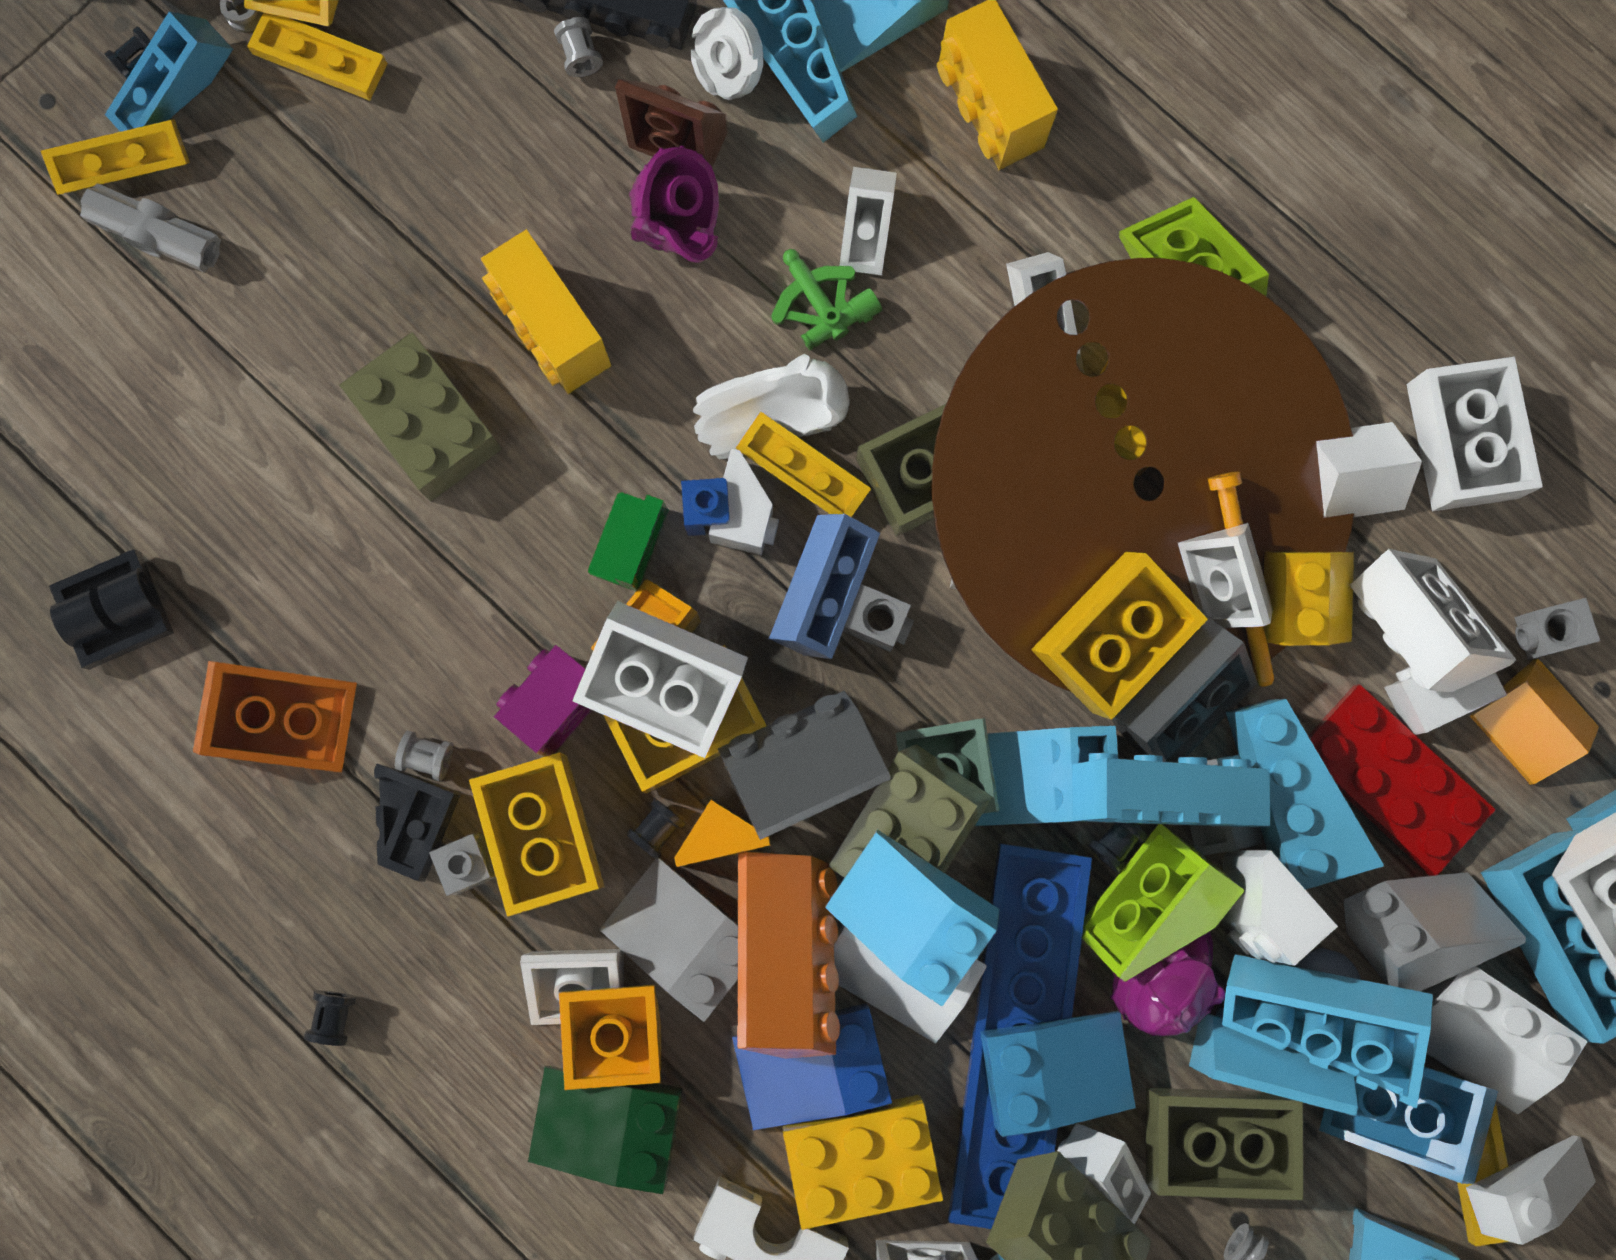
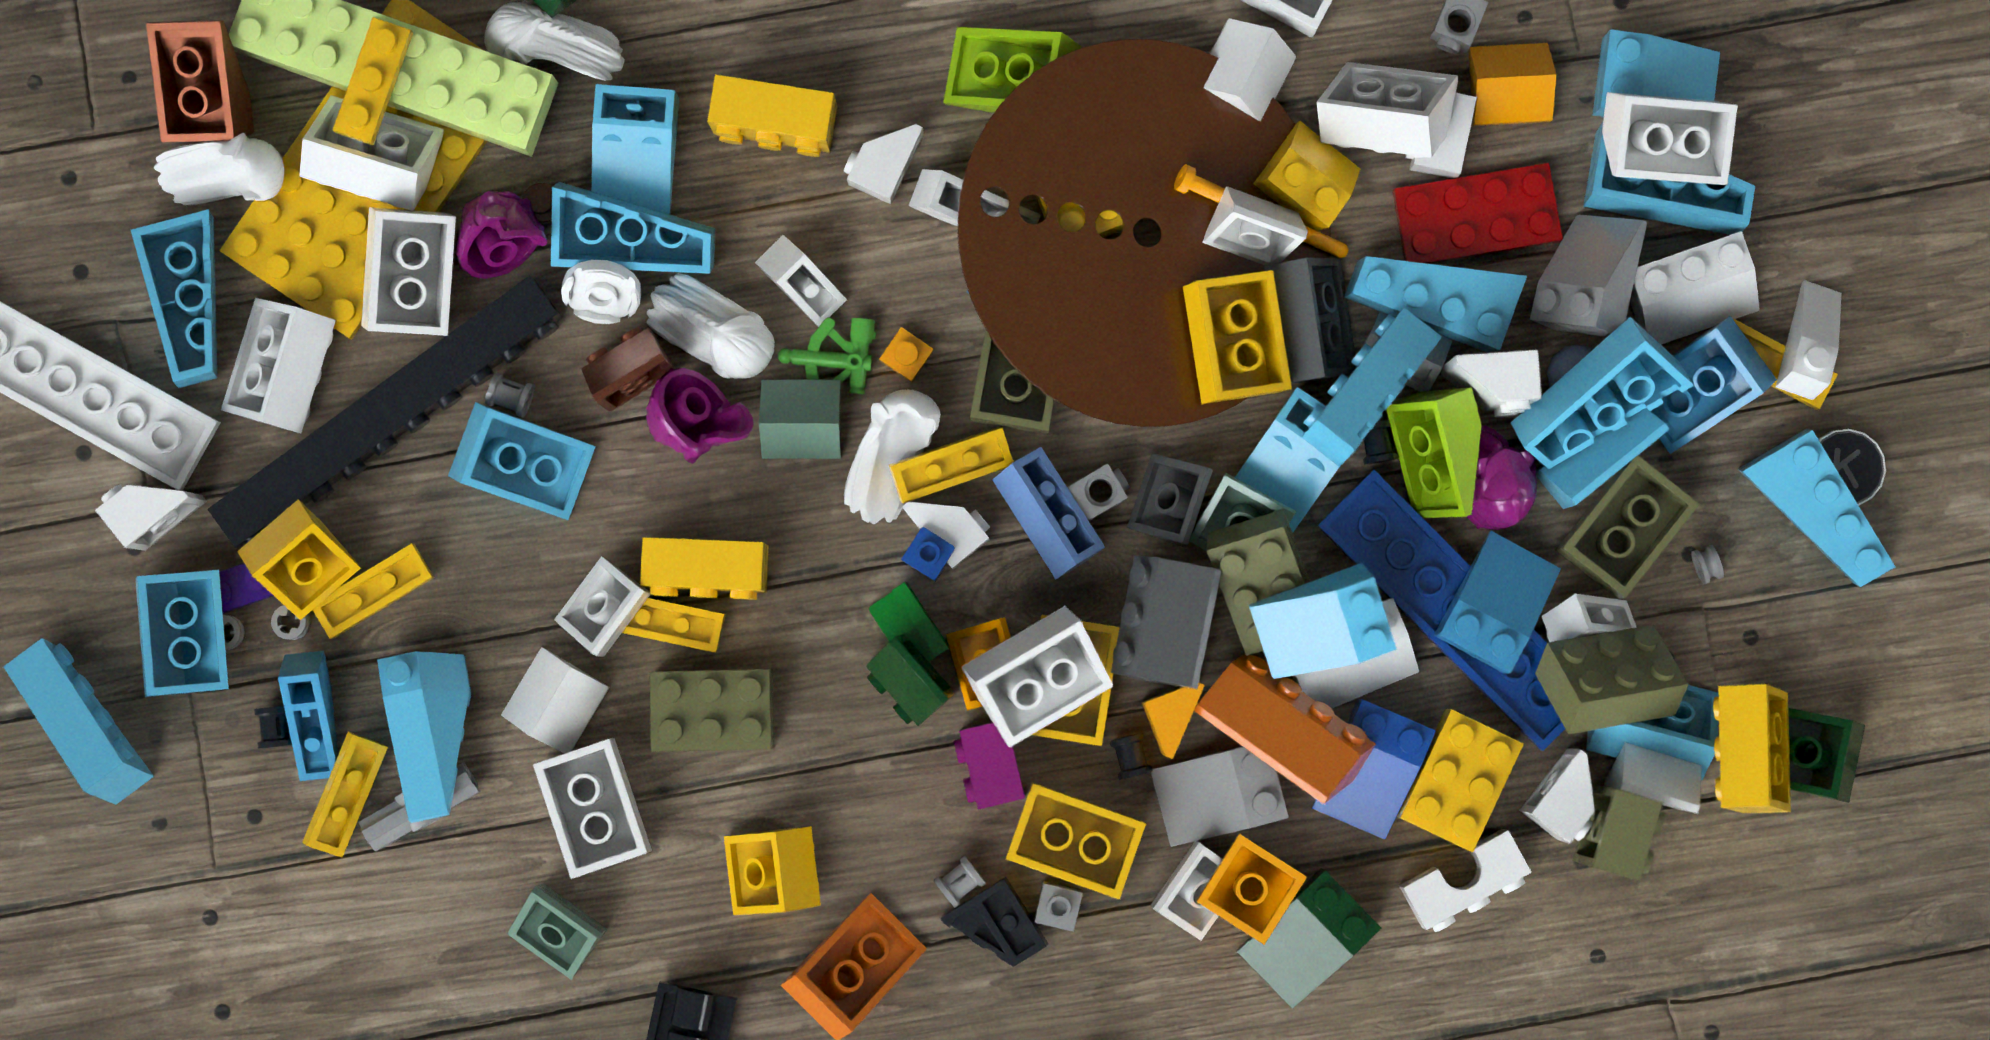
camera: 45 degrees left, 5 degrees up
(125, 424) = (556, 930): none -> sand green slope
(228, 169) = (426, 715): none -> medium azure wedge
(253, 373) = (592, 808): none -> white brick
(312, 579) = (772, 871): none -> yellow slope
(331, 280) = (554, 701): none -> white slope
(439, 254) = (602, 607): none -> white slope
(472, 319) = (677, 625): none -> yellow plate
(526, 97) = (521, 461): none -> medium azure slope
(578, 570) = (909, 680): none -> dark green slope
(743, 307) = (800, 418): none -> sand green slope
(767, 176) = (711, 327): none -> white hair
(872, 360) = (906, 354): none -> light orange plate
(920, 689) = (1169, 499): none -> dark grey slope
(1028, 216) = (883, 162): none -> white slope

